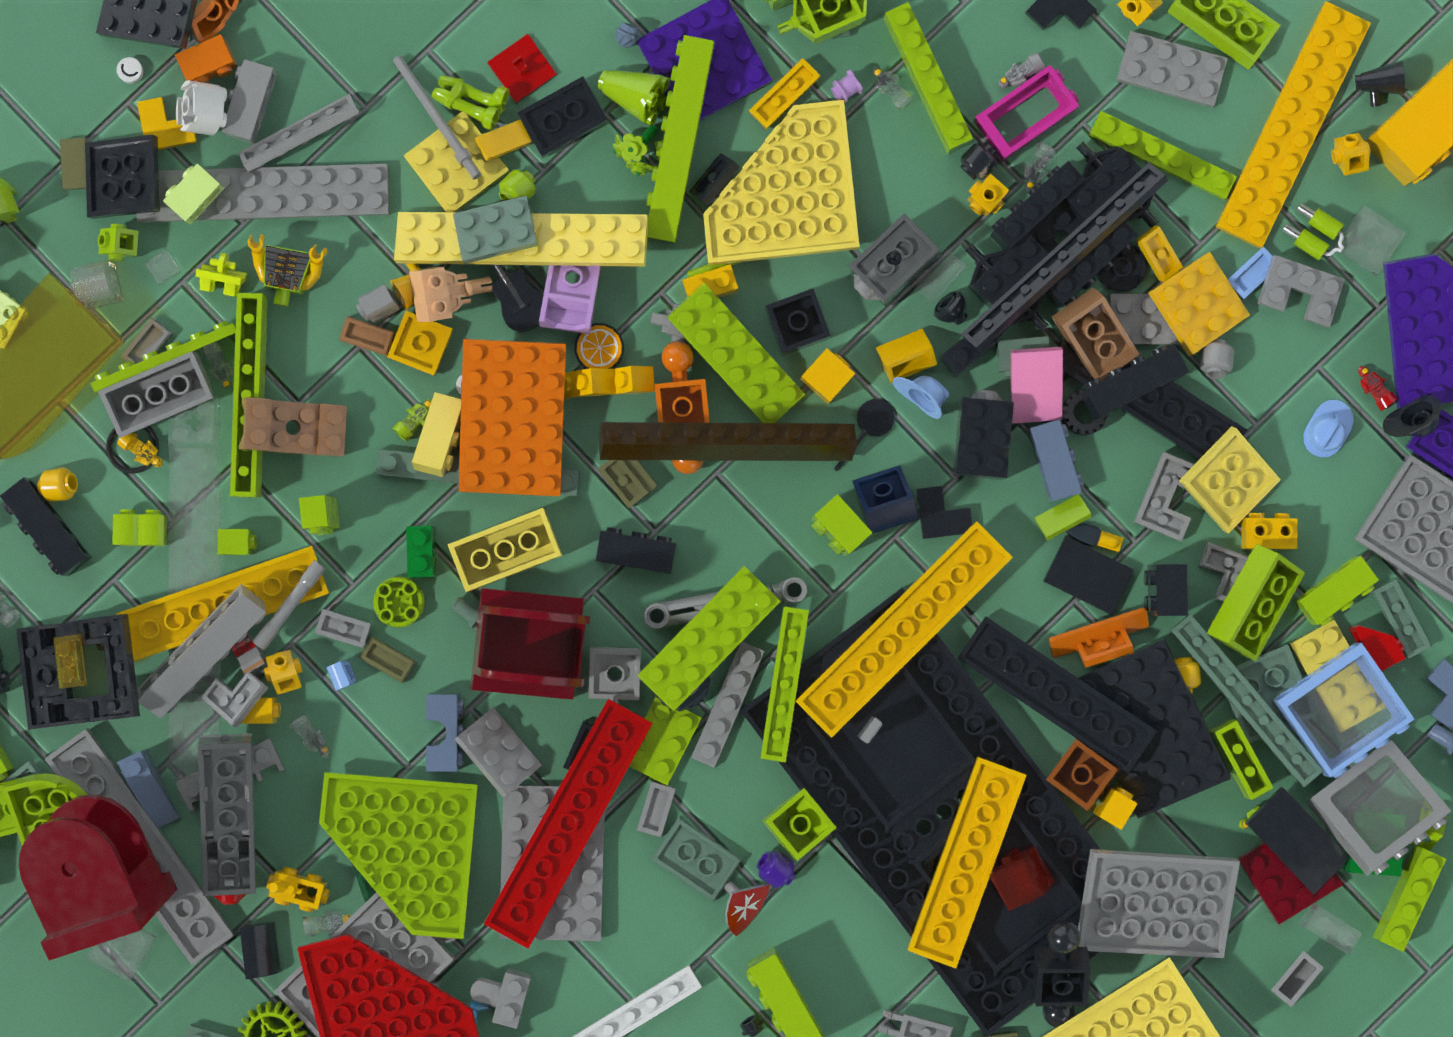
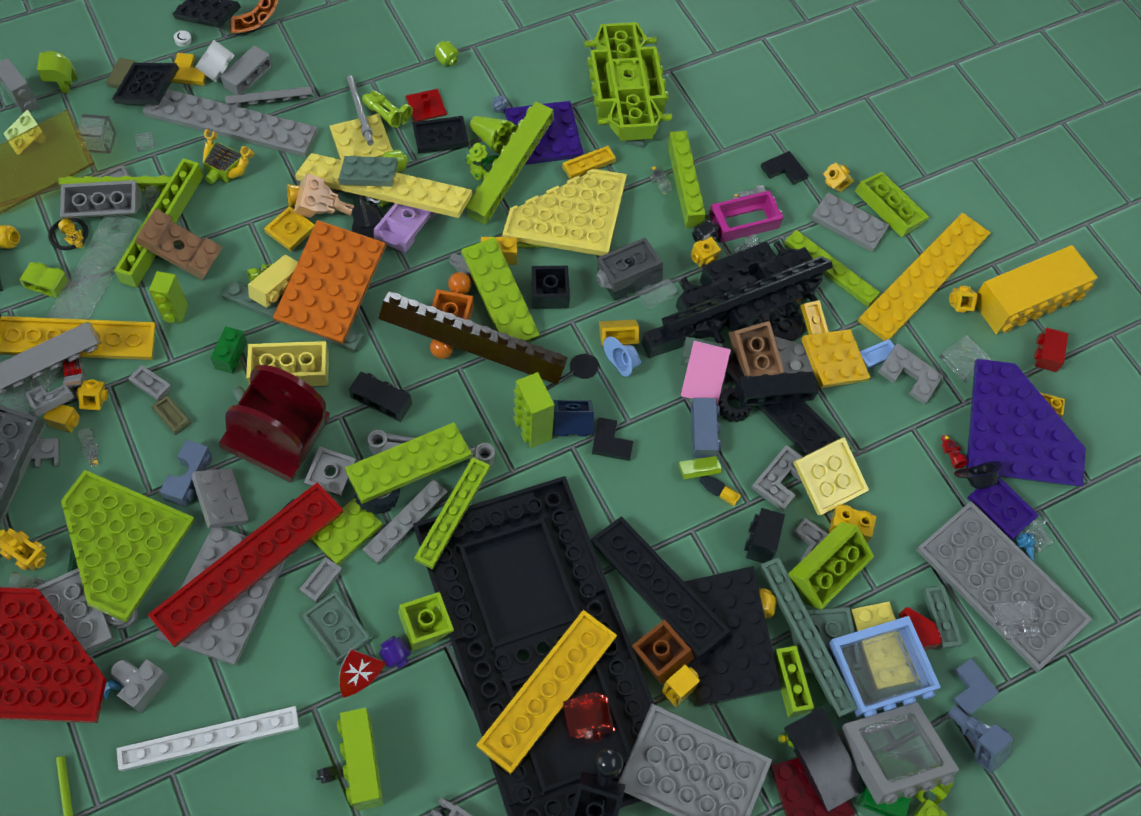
camera: 10 degrees right, 25 degrees down
(118, 242) = (123, 115): lime brick -> none
(193, 193) = (185, 101): yellowish green brick -> none
(207, 60) = (233, 40): orange brick -> none
(210, 275) = (171, 151): neon yellow hips -> none
(236, 542) = (104, 306): lime brick -> none
(272, 628) = (98, 362): light grey piece -> none
(341, 674) = (133, 412): light blue brick -> none
(367, 336) = (255, 215): medium nougat tile -> none
(377, 304) = (271, 193): light grey brick -> none
(399, 602) = (198, 379): lime tile -> none
(503, 140) = (396, 134): yellow tile -> none
(600, 348) = (409, 267): light orange tile -> none
(609, 381) = (397, 280): yellow arch -> none
(627, 480) = (394, 348): olive plate -> none
(714, 179) = (519, 197): black plate -> none
(828, 375) = (559, 325): yellow head -> none
(846, 87) = (631, 169): lavender brick -> none
(870, 729) = (505, 564): light grey tile -> none
(904, 629) = (554, 502): yellow plate -> none
(951, 308) = (659, 311): black brick -> none
(983, 436) = (656, 395): black piece -> none
(1088, 575) = (707, 514): black tile -> none
(1102, 639) = (704, 558): orange bracket -> none
(1217, 359) = (840, 397): light grey head -> none
(1322, 222) = (924, 346): lime piece -> none
(1328, 428) = (911, 469): light blue piece -> none
(1337, 591) = (895, 580): lime brick -> none
(1385, 79) = (992, 265): black piece -> none

